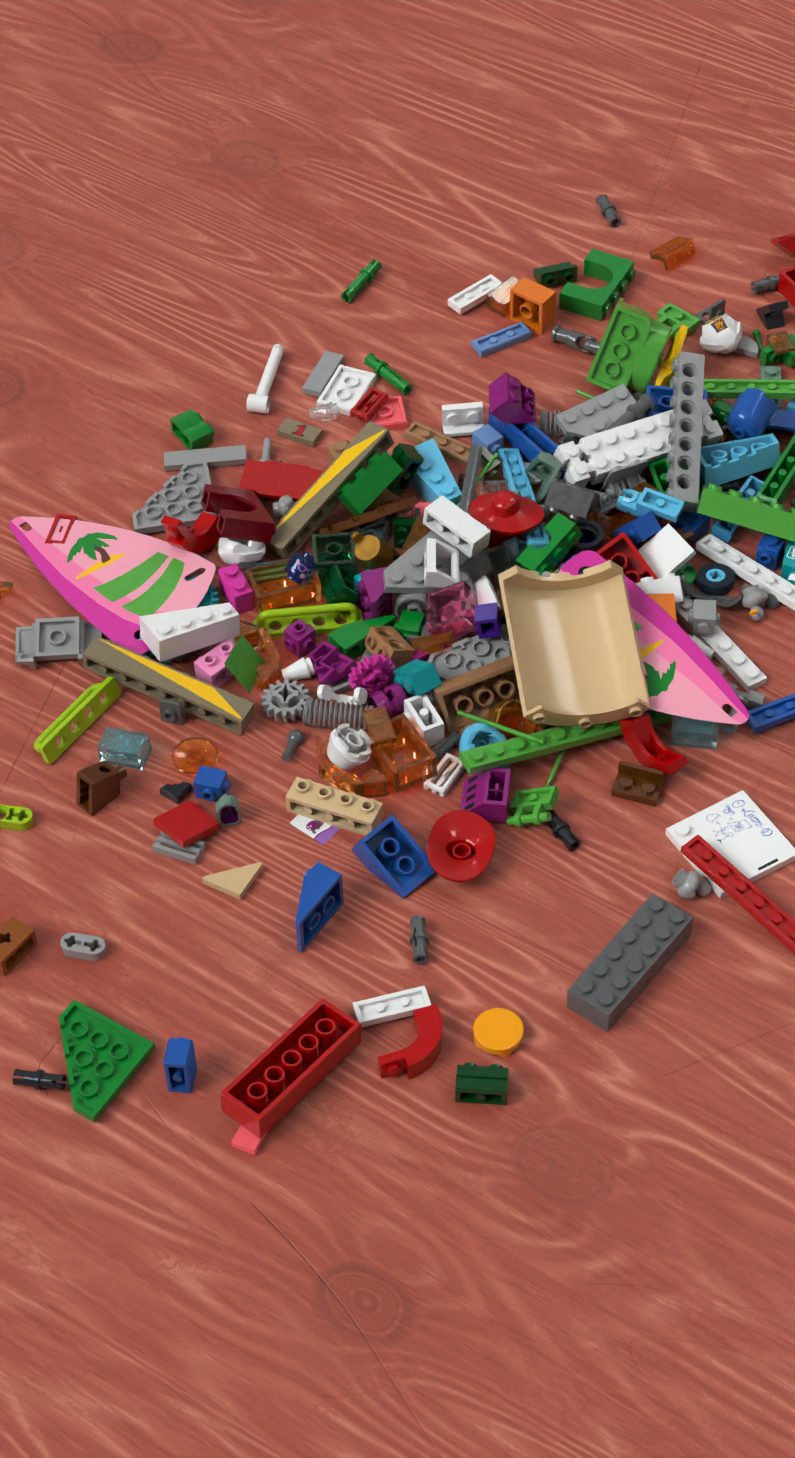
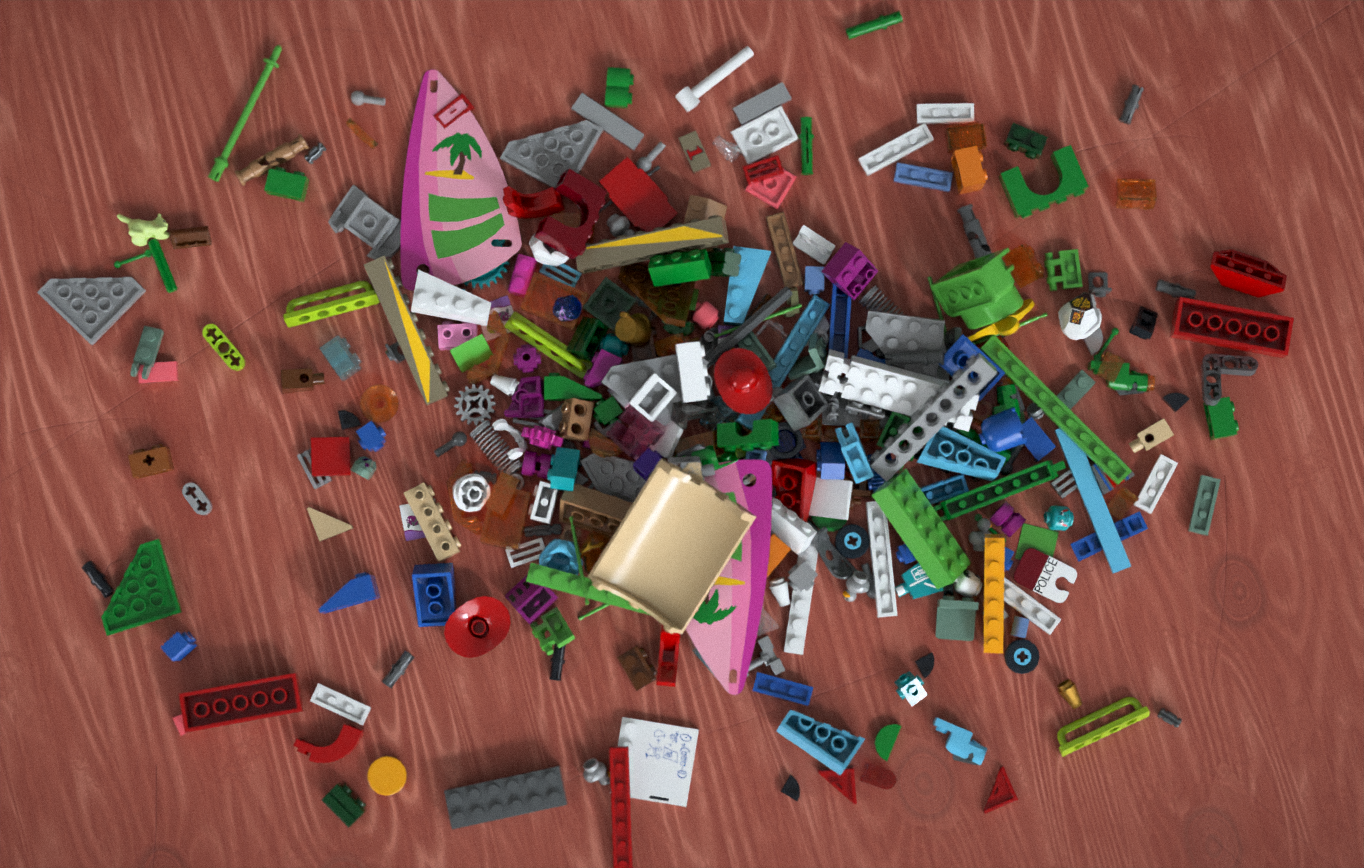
camera: 40 degrees right, 35 degrees up
(461, 334) = (896, 149): none -> white plate

